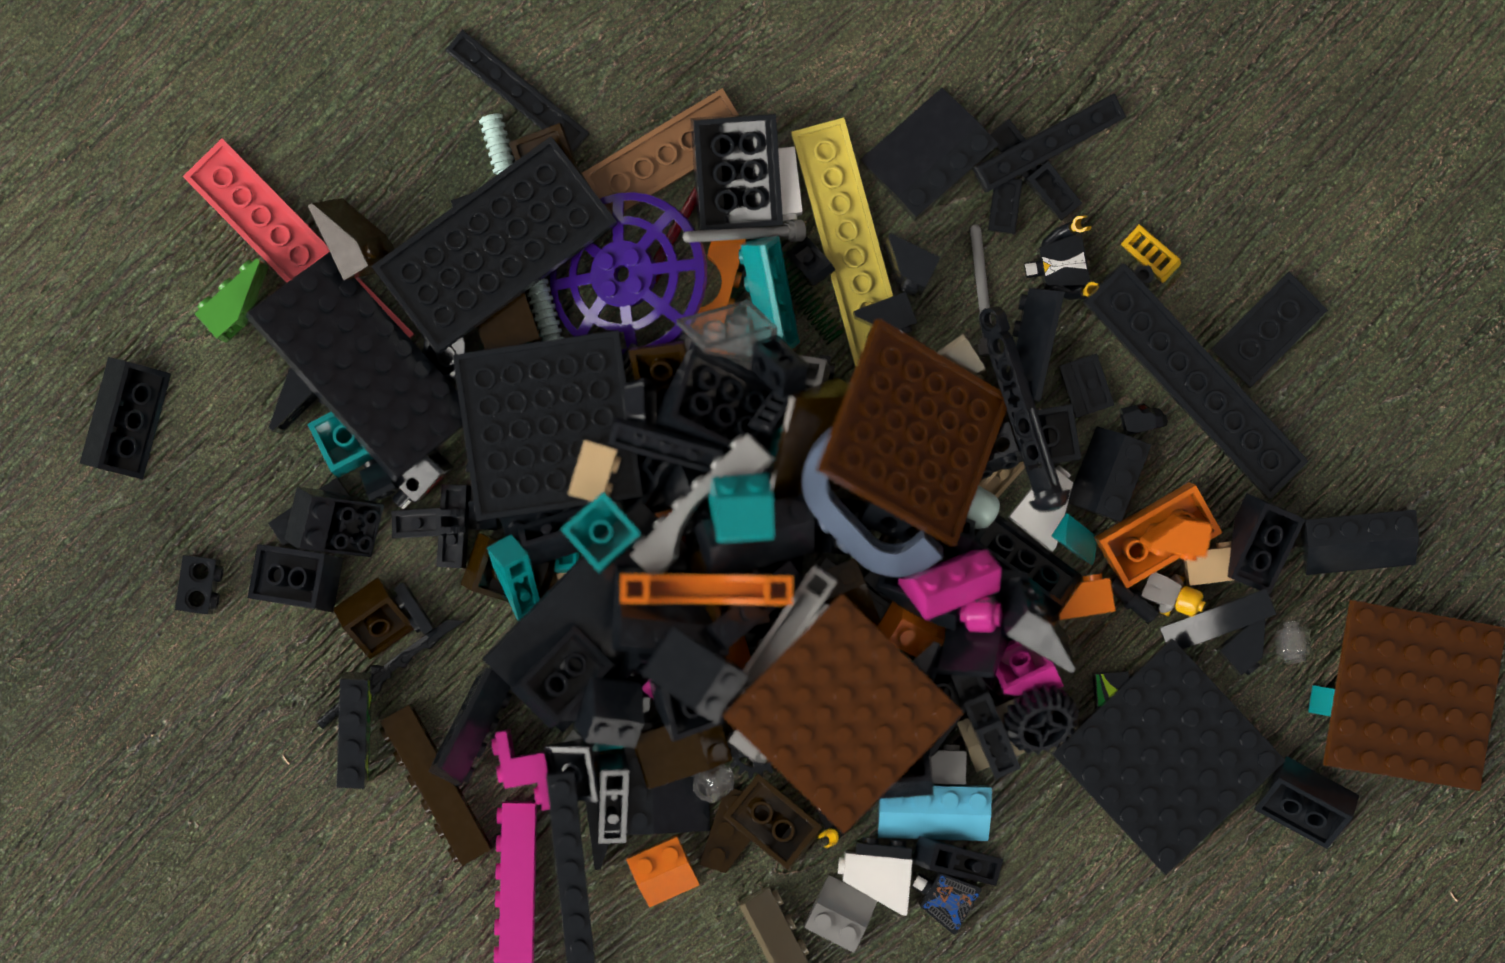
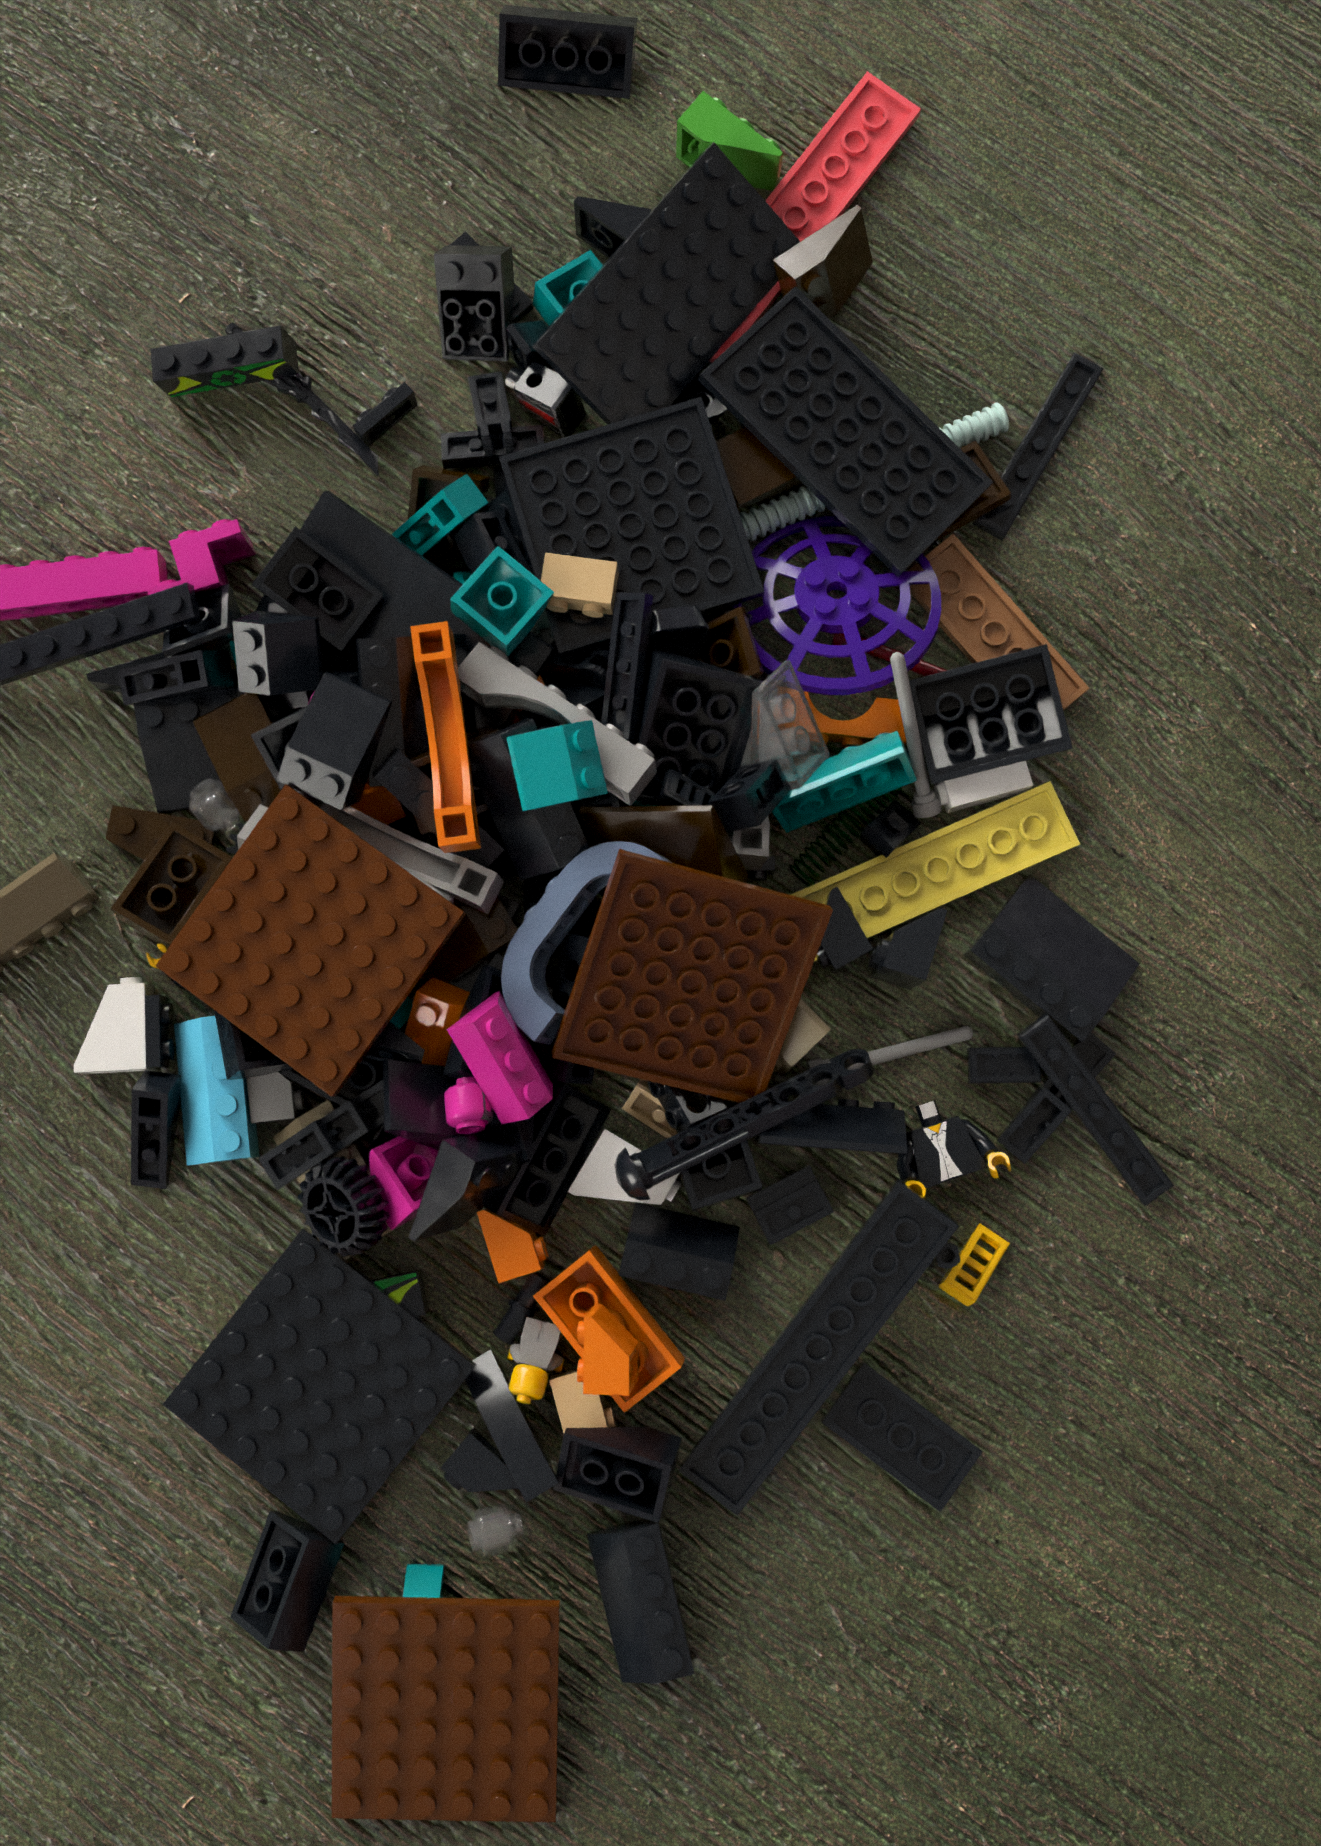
camera: 80 degrees right, 5 degrees down
(191, 583) = (380, 152): black brick -> none
(295, 578) = (402, 273): black slope -> none
(373, 618) = (365, 365): dark brown slope -> none
(441, 798) = (172, 472): dark brown brick -> none
(471, 727) = (238, 493): black slope -> none
(662, 871) = (99, 760): orange slope -> none
(840, 913) = (66, 988): light grey slope -> none
(946, 898) = (102, 1122): torso -> none
(983, 508) = (610, 1091): light aqua helmet -> none
(1076, 539) = (589, 1220): teal slope -> none
(1141, 419) = (758, 1284): black rock -> none

